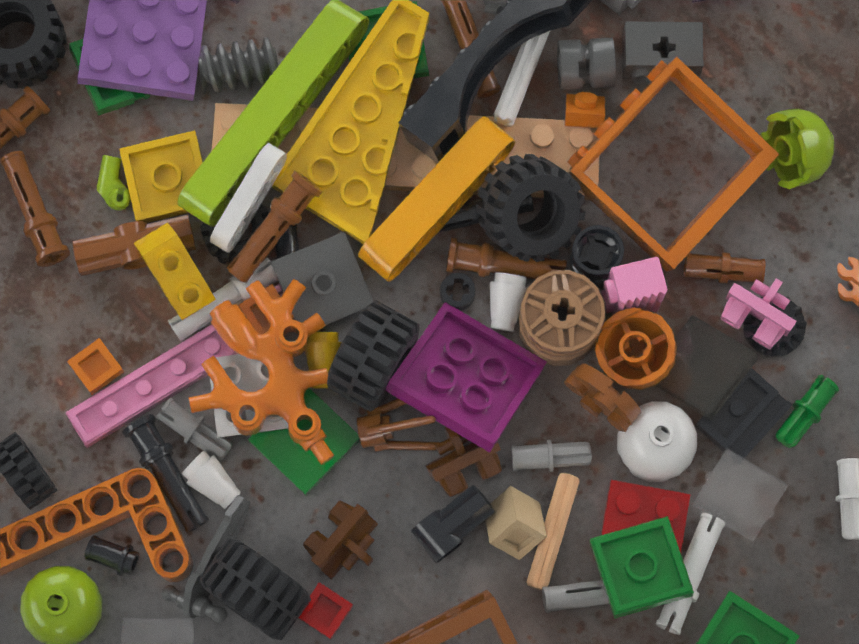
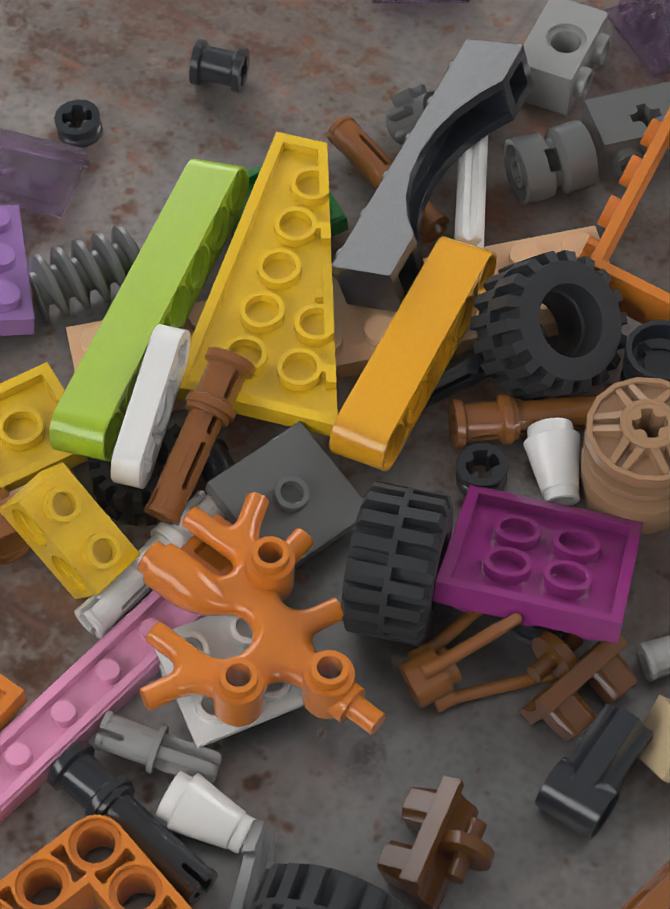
camera: 15 degrees left, 20 degrees down
(300, 465) = (327, 751): green plate -> none
(321, 351) = (316, 582): yellow cone -> none
(584, 110) = (569, 214): orange plate -> none

